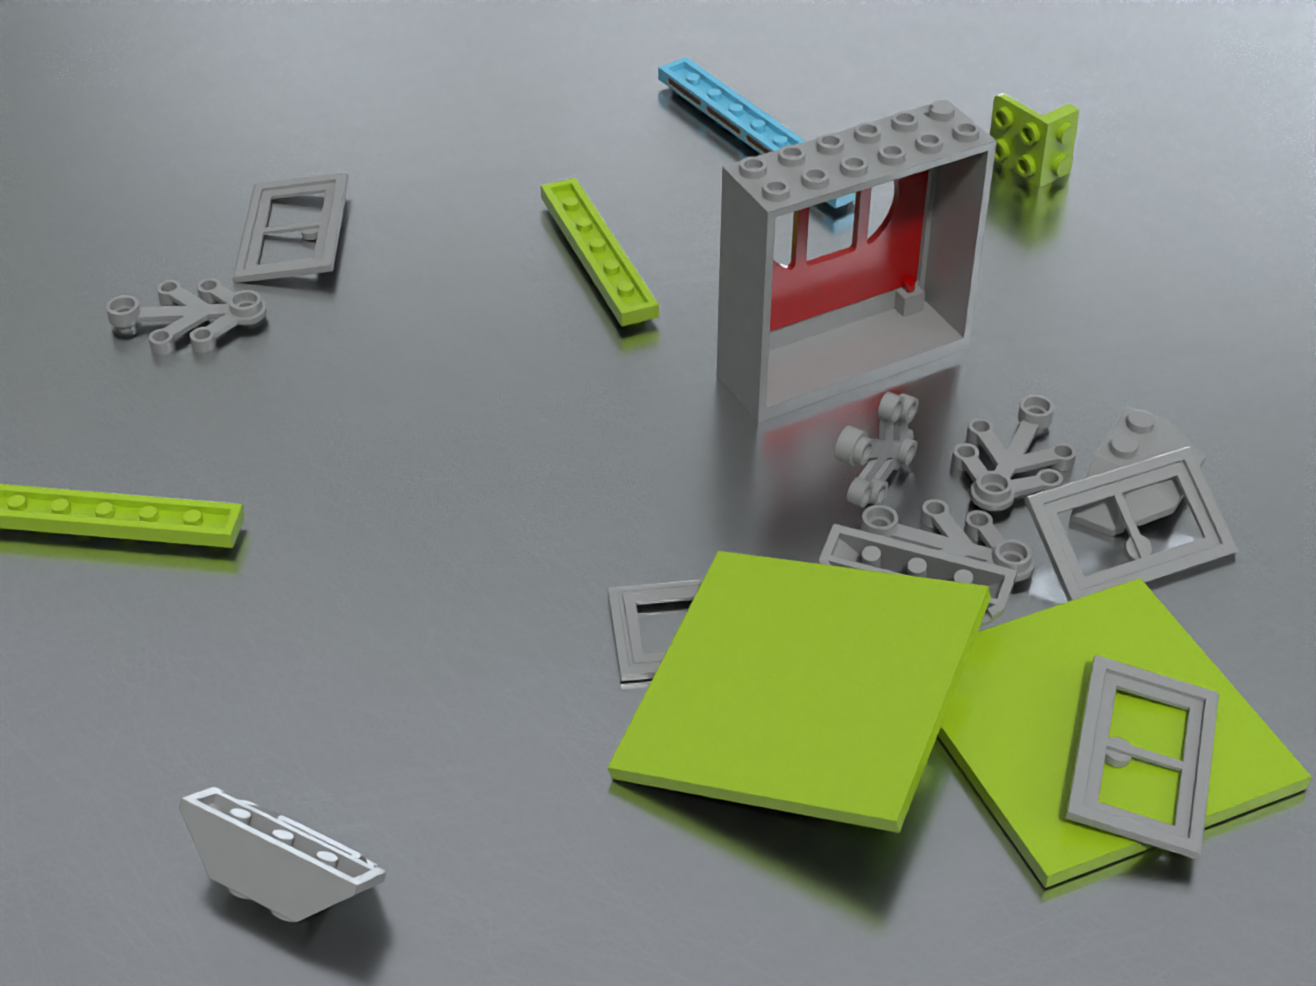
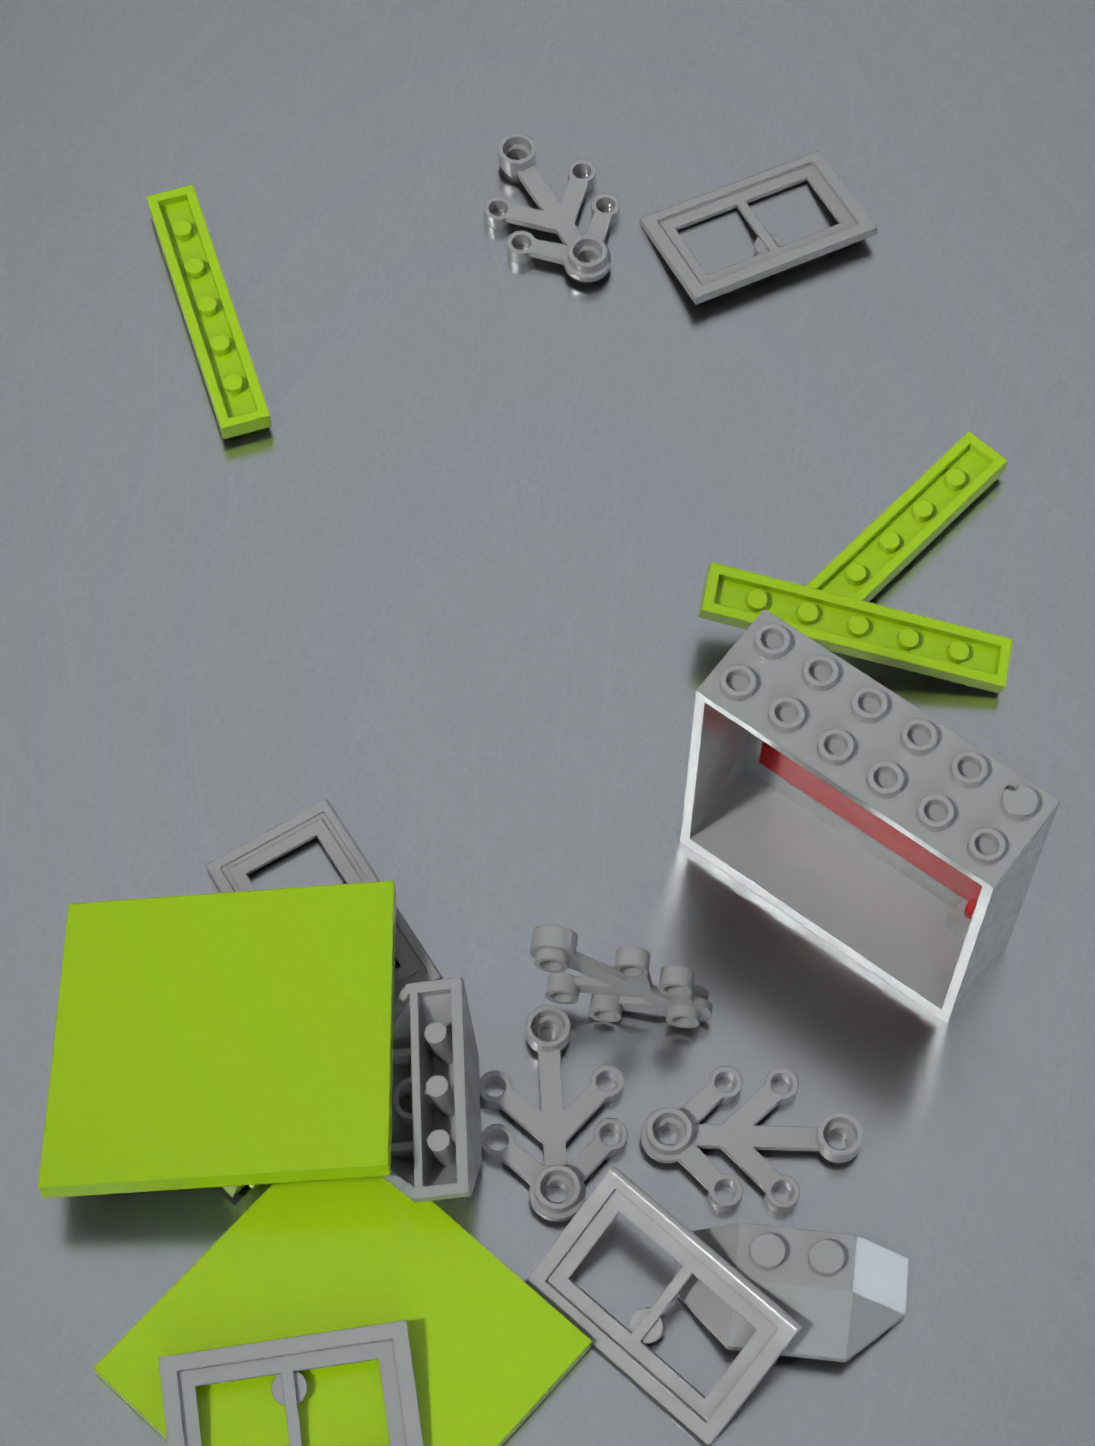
camera: 65 degrees right, 20 degrees up
(651, 275) = (860, 627): none -> lime plate

